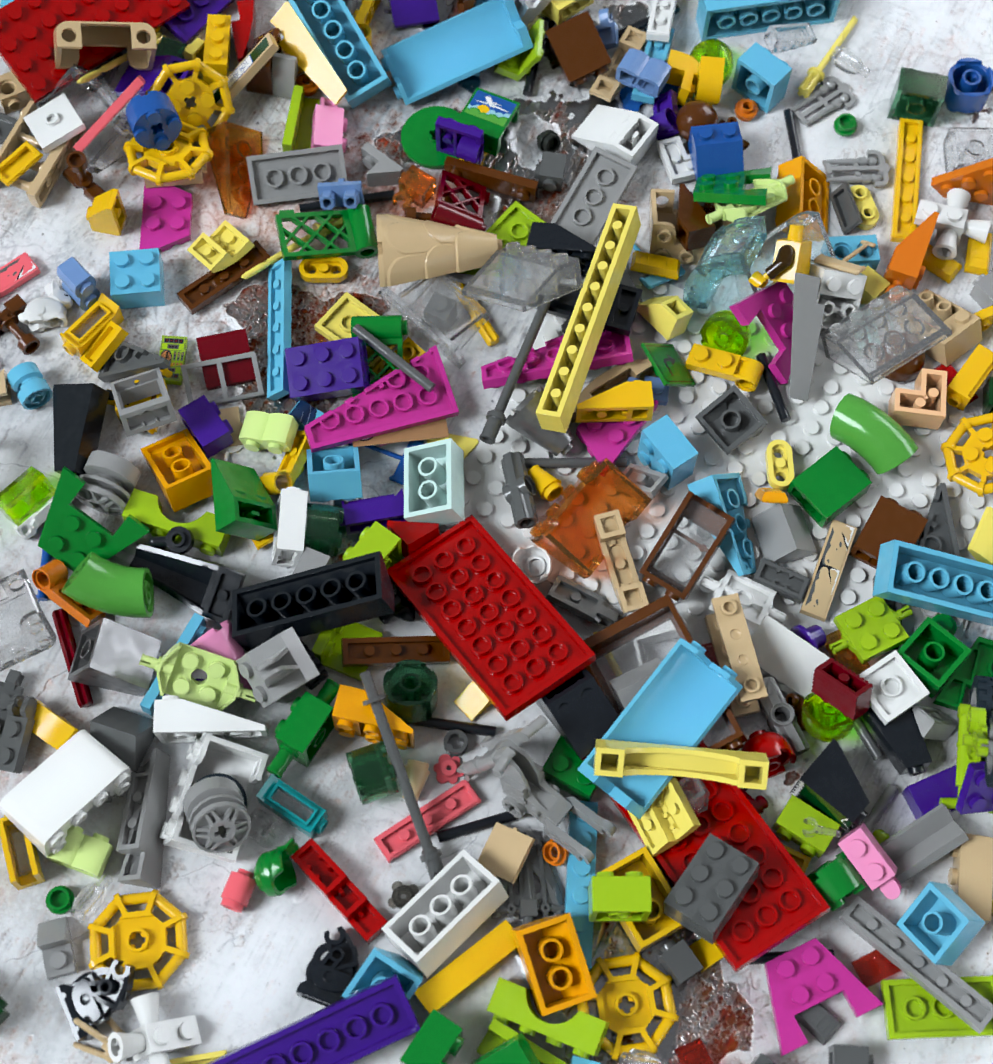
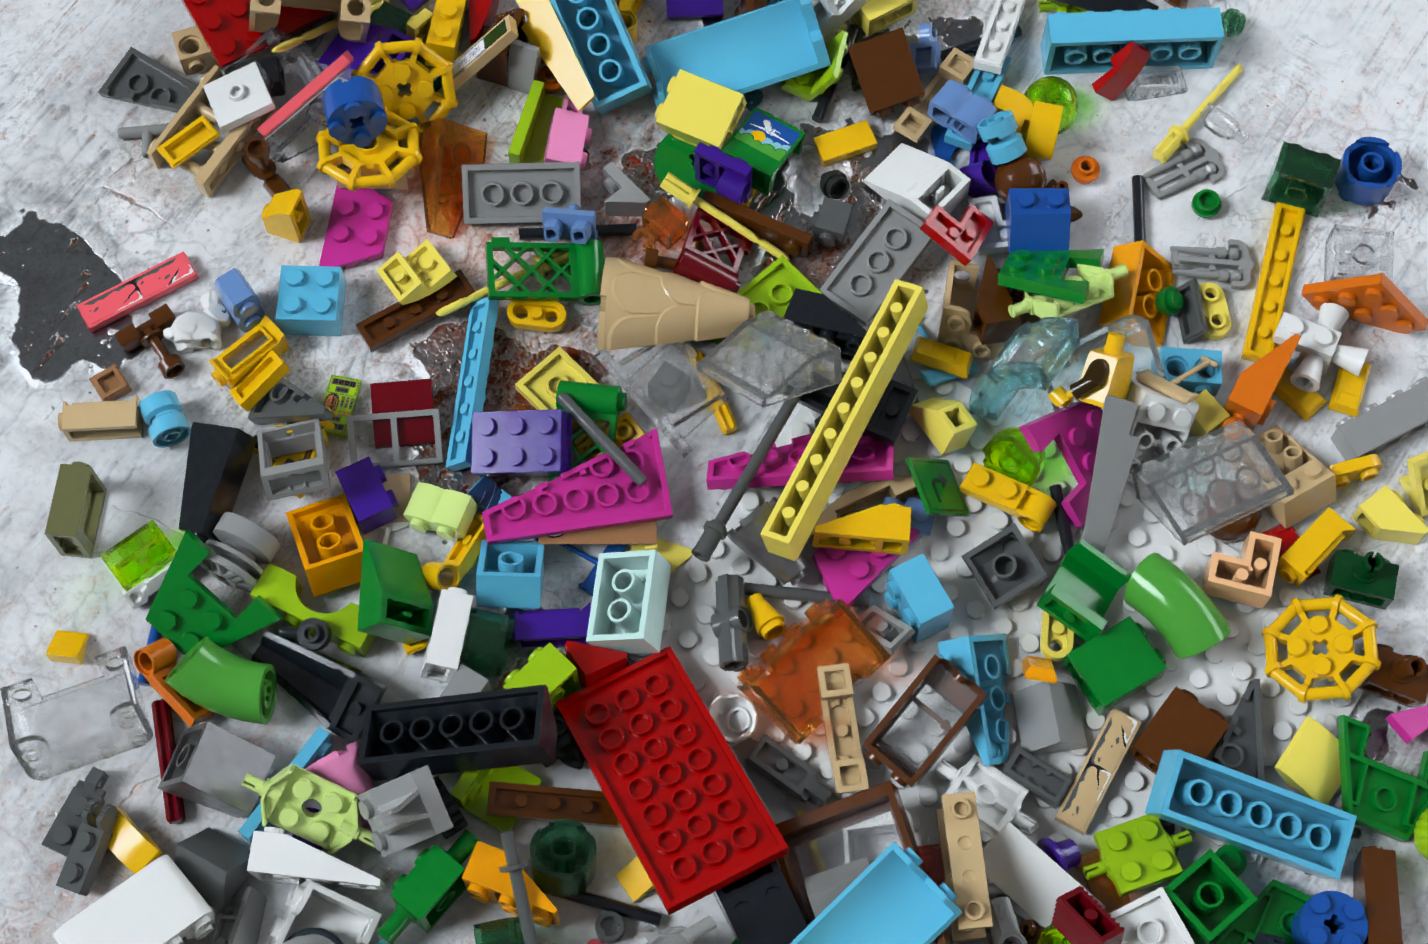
camera: 10 degrees right, 0 degrees up
(79, 103) = (273, 75): none -> black slope
(433, 93) = (699, 110): none -> light yellow brick
(434, 161) = (690, 195): none -> light yellow piece
(552, 109) = (845, 143): none -> yellow tile
(655, 169) = (958, 237): none -> red plate
(680, 90) = (1002, 140): none -> medium azure wheel
(761, 77) = (1108, 133): medium azure brick -> none
(768, 24) = (1126, 67): none -> red slope
(796, 430) = (1083, 589): none -> green panel
(828, 202) = (1169, 301): none -> green plate

